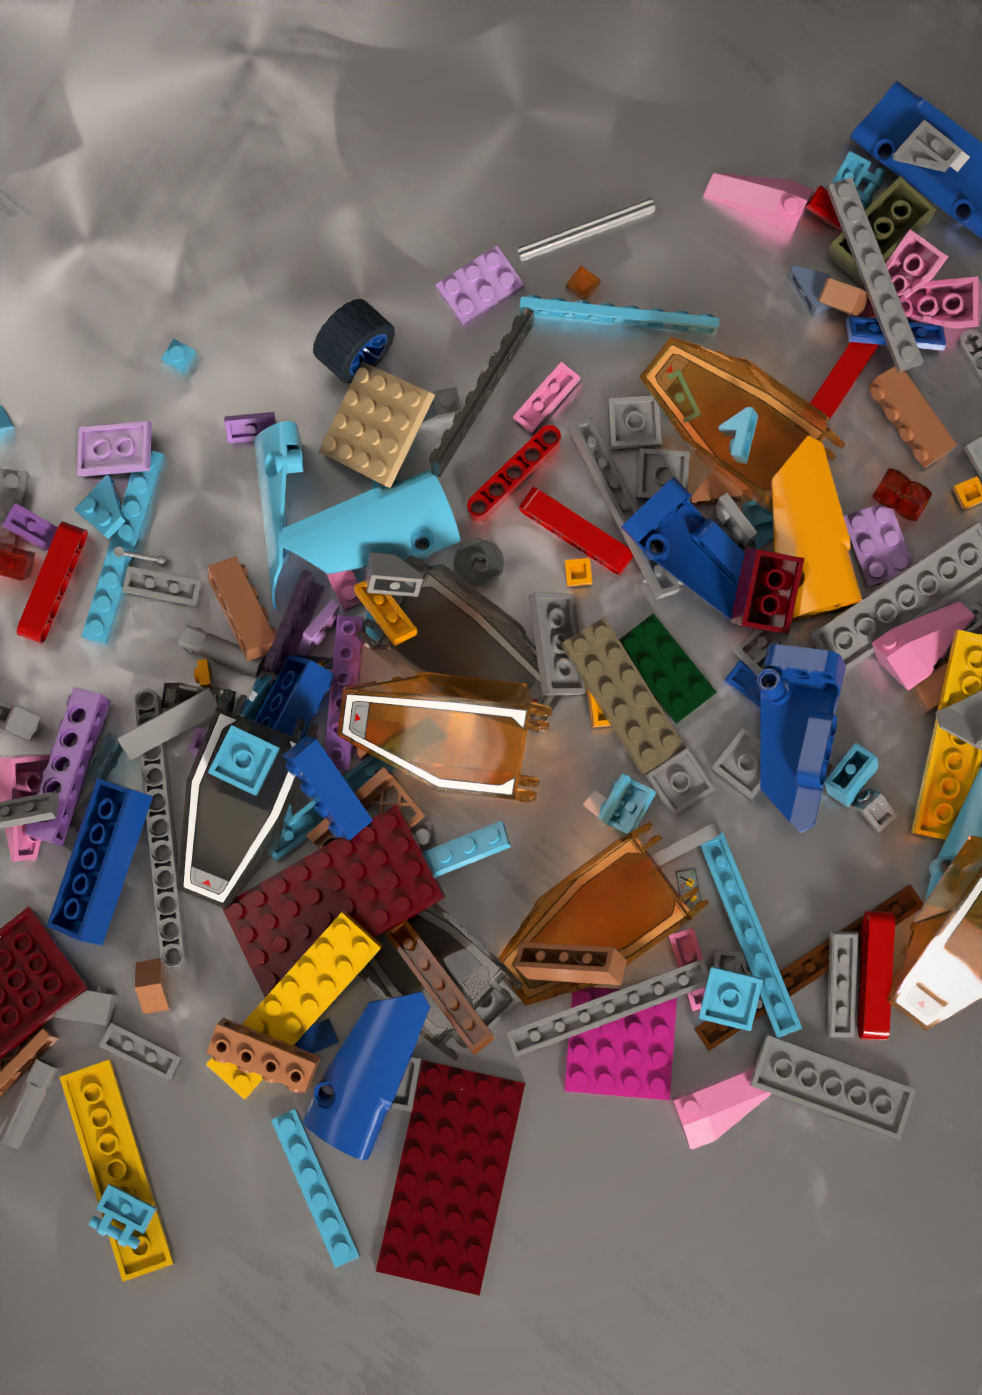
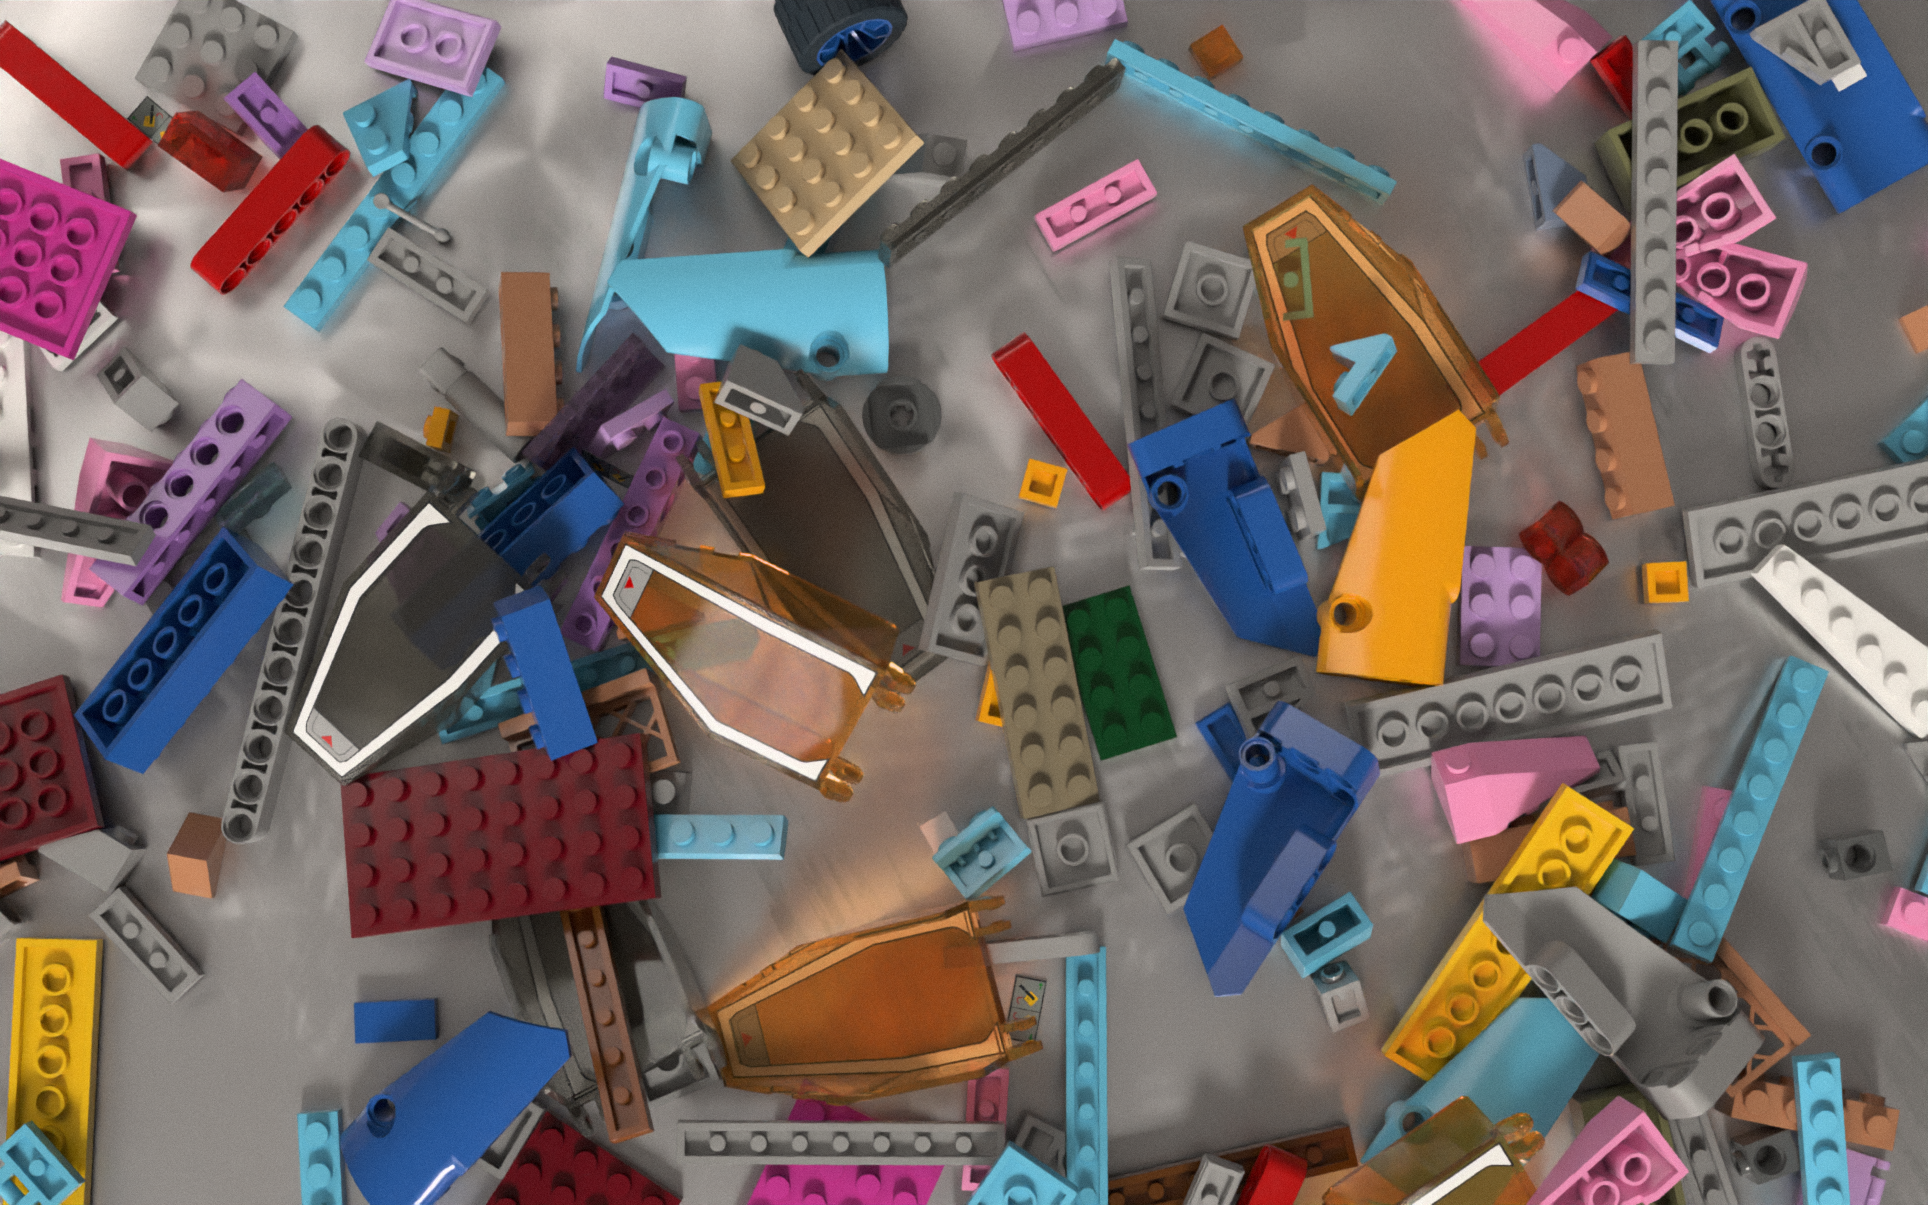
camera: 15 degrees right, 5 degrees up
(168, 724) = (355, 486): light grey tile -> none
(243, 760) = (435, 587): medium azure plate -> none
(263, 1055) = (312, 1024): nougat brick -> none
(305, 992) = (388, 965): yellow plate -> none
(519, 462) = (1016, 285): red beam -> none
(571, 963) = (807, 1062): nougat brick -> none
(767, 590) = (1307, 618): dark red slope -> none

